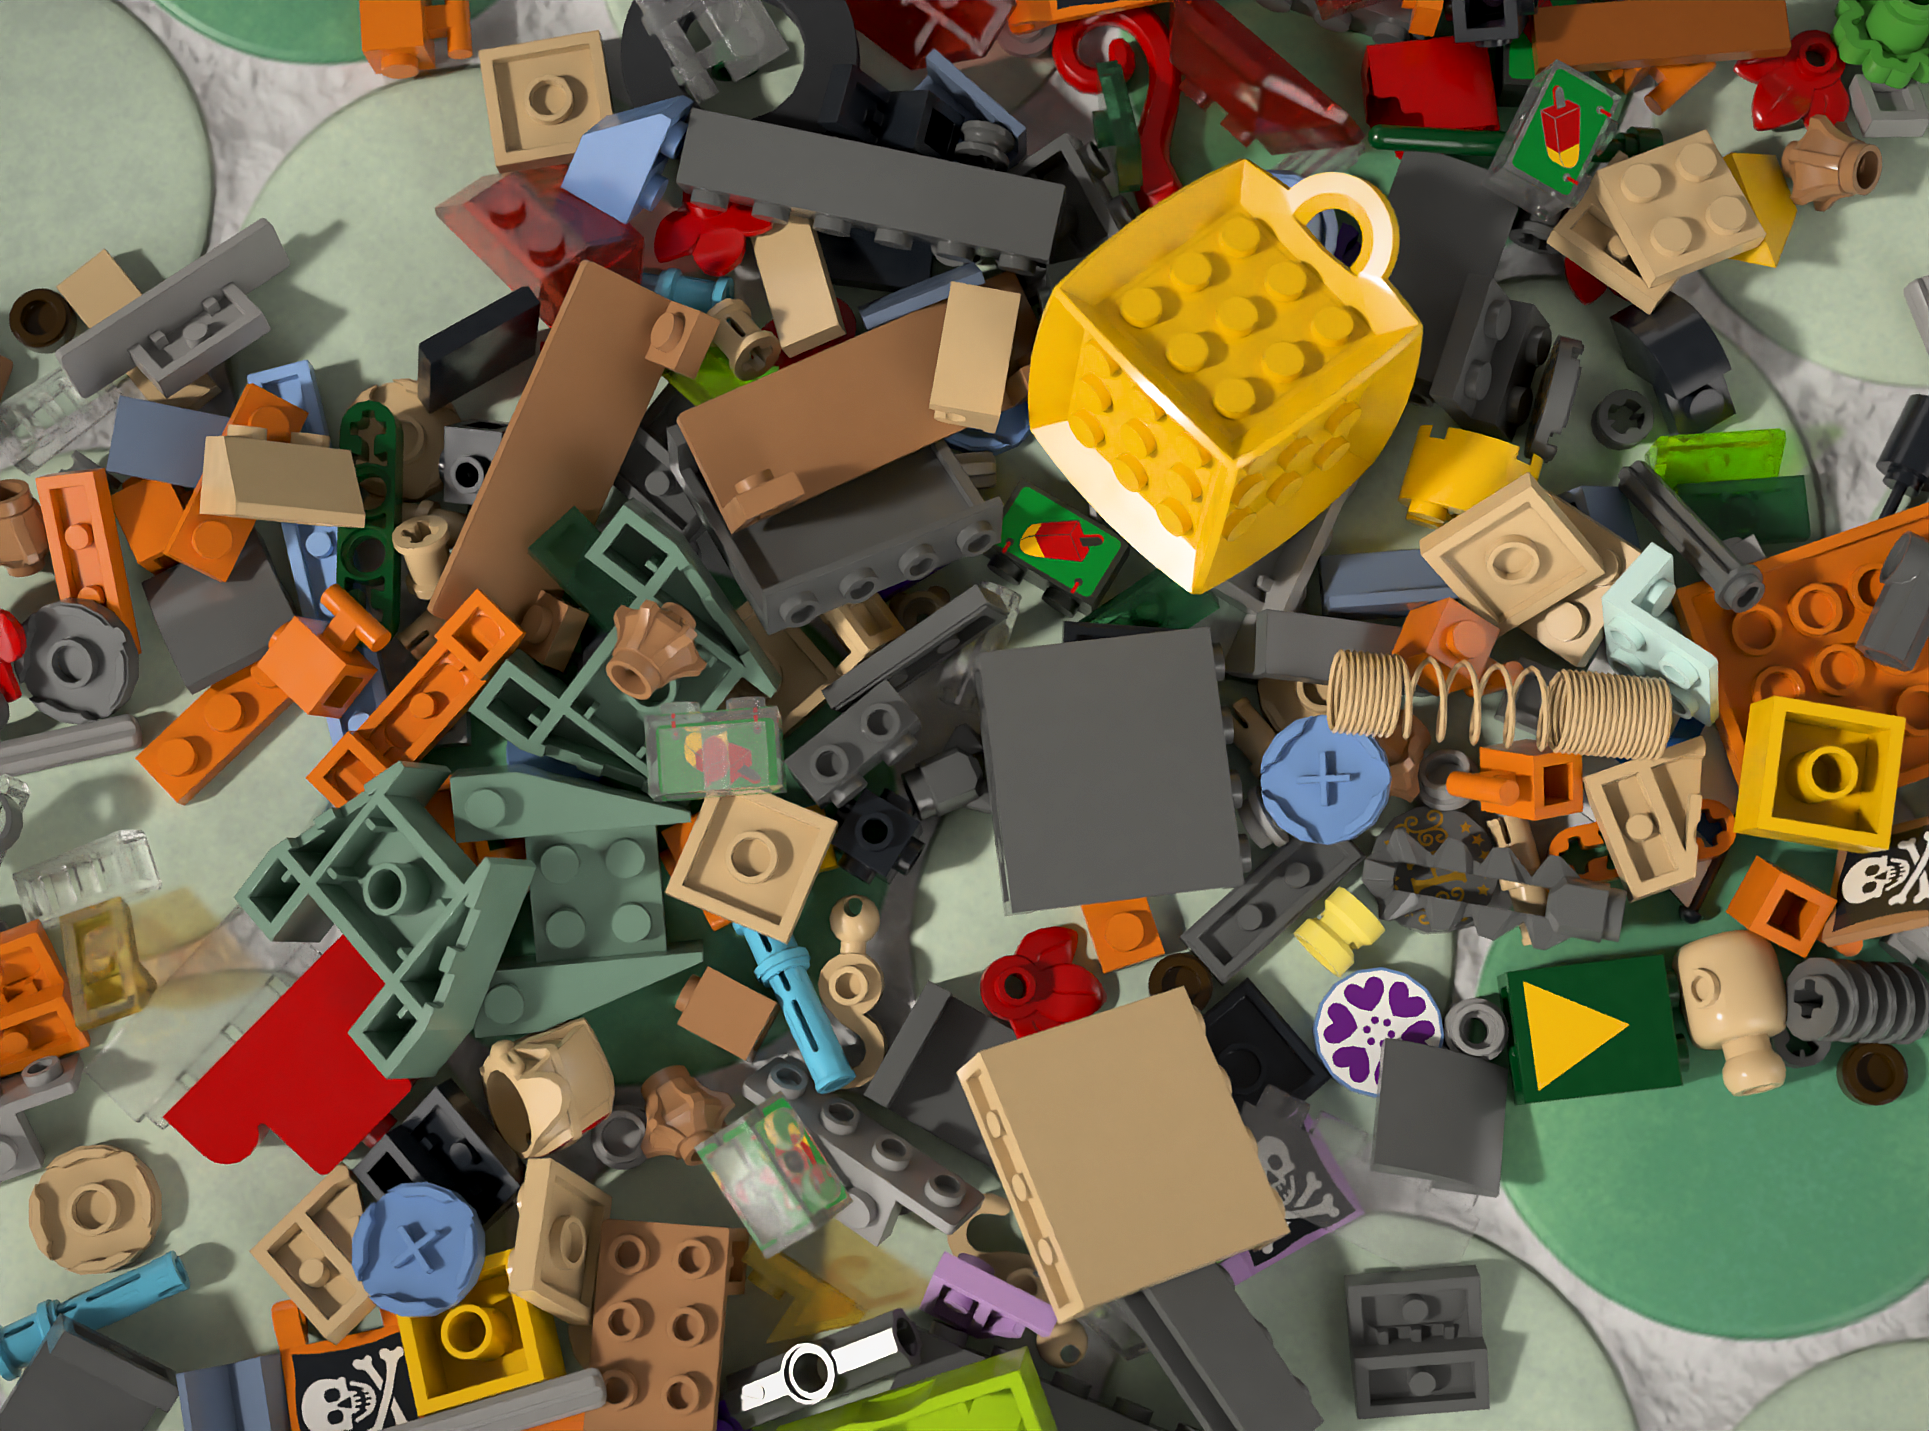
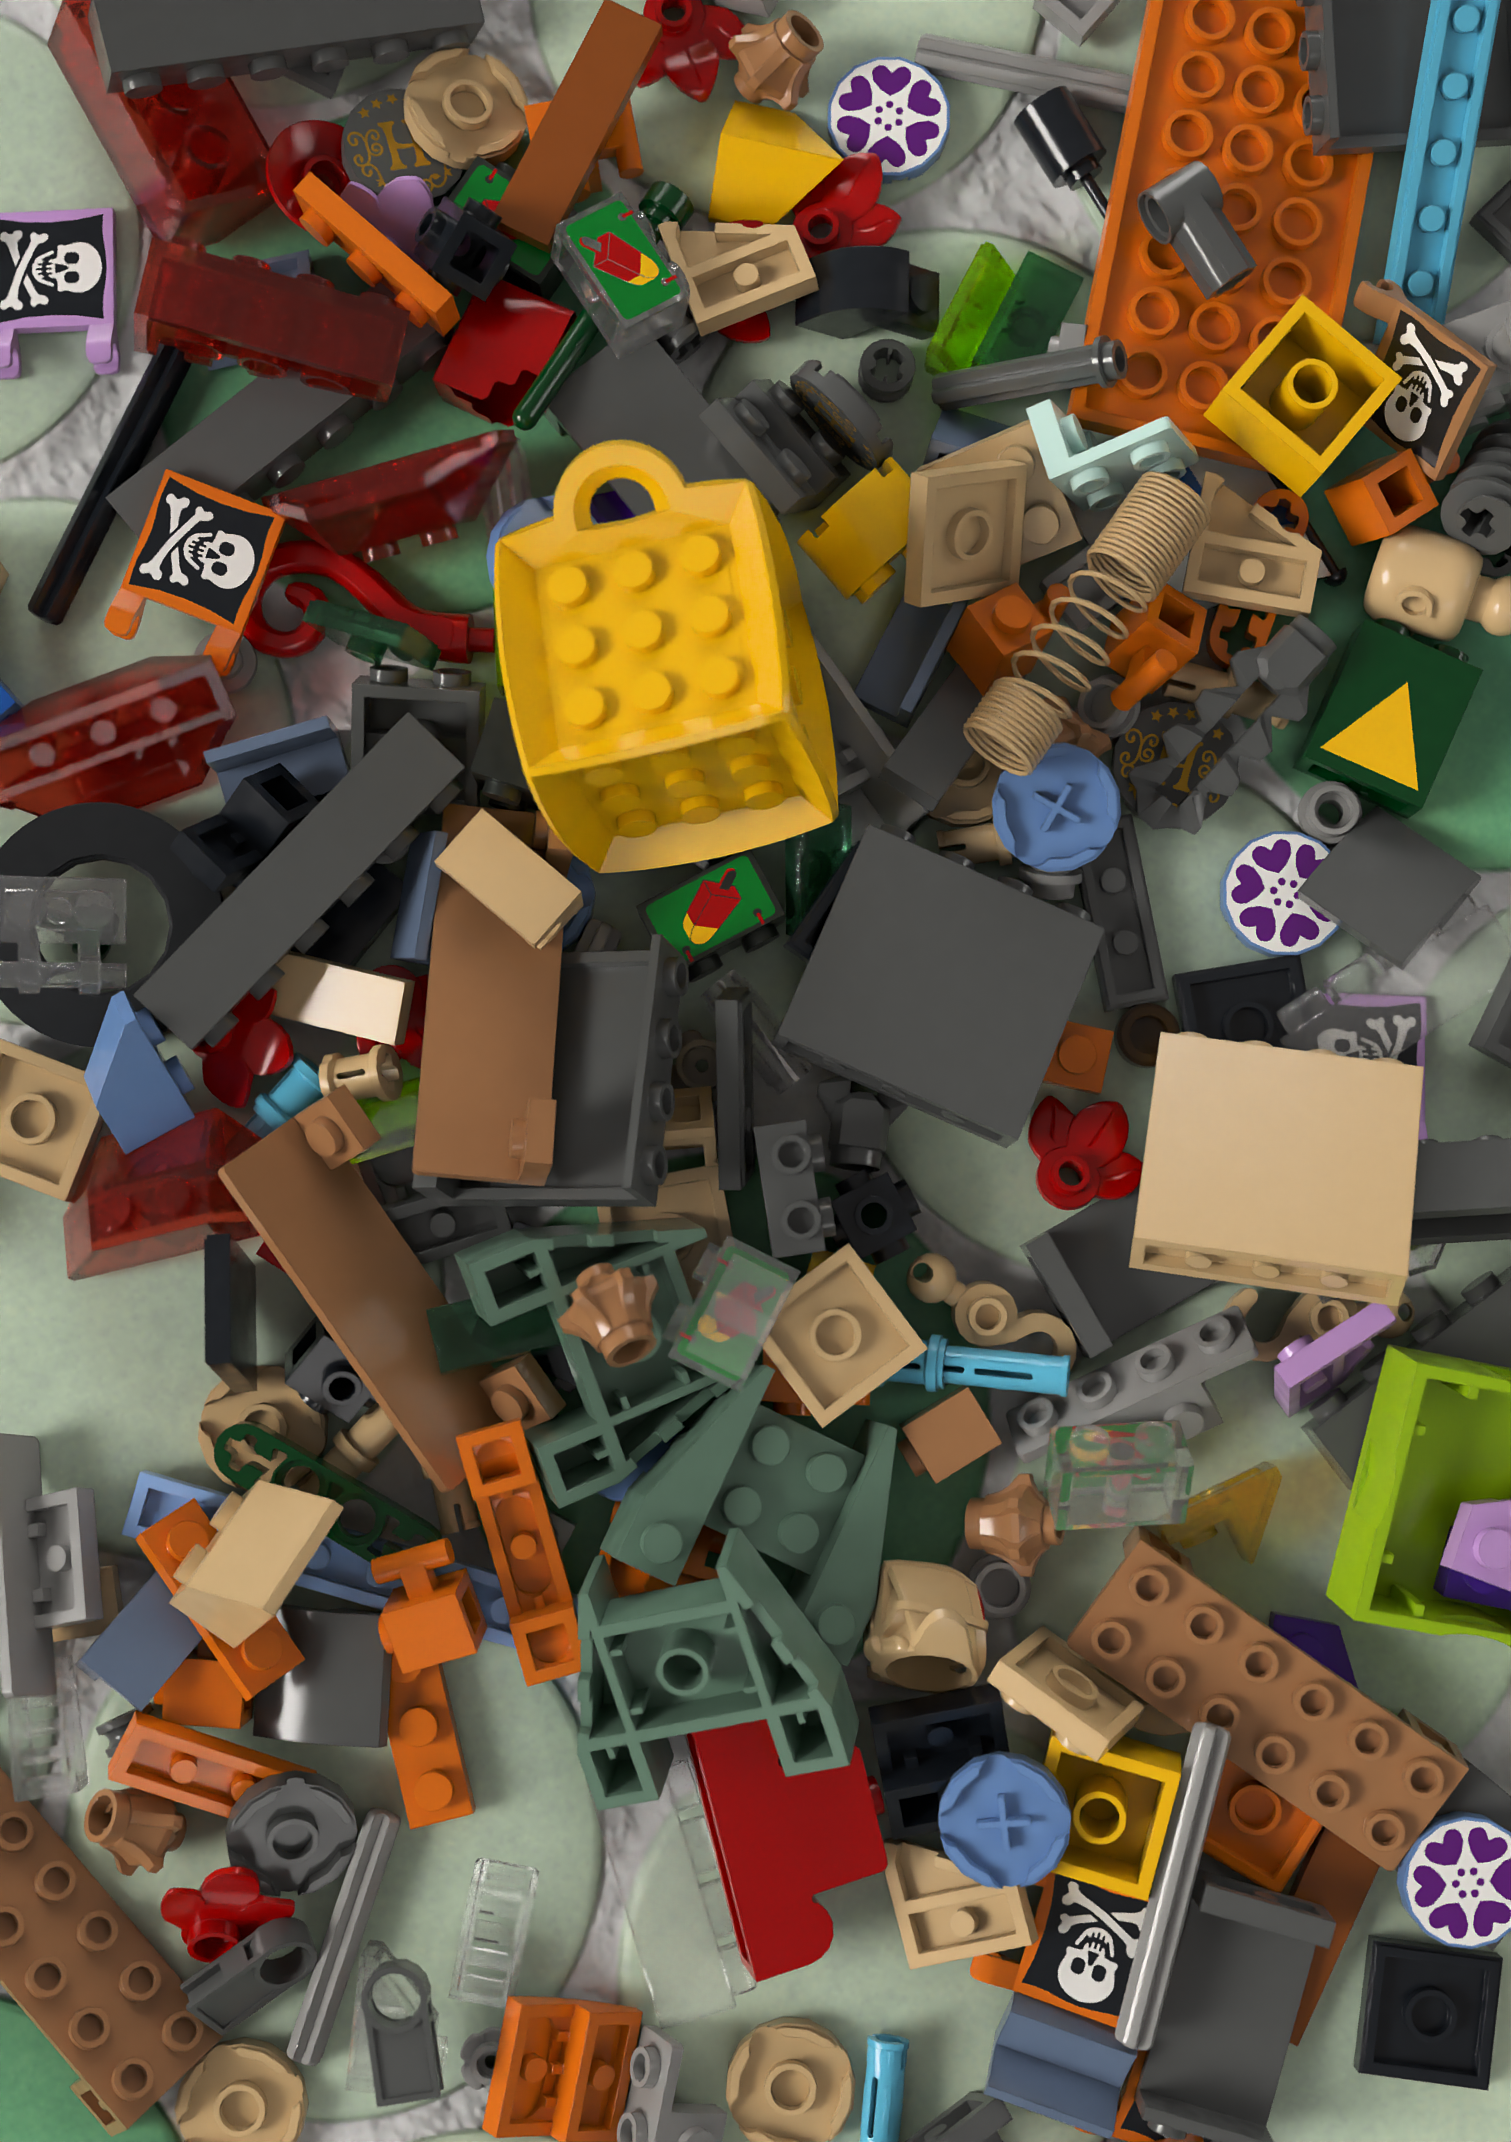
camera: 65 degrees left, 5 degrees up
(104, 964) = (586, 1960): clear yellow slope -> none
(425, 551) = (384, 1464): tan bush -> none
(852, 1358) = (1311, 1497): dark grey piece -> none
(984, 145) = (319, 762): dark grey bush -> none
(1343, 927) = (1181, 868): light yellow wheel -> none
(1677, 208) = (743, 208): tan plate -> none
(1745, 300) = (849, 204): none -> red plate
(1843, 292) = (890, 111): none -> tile

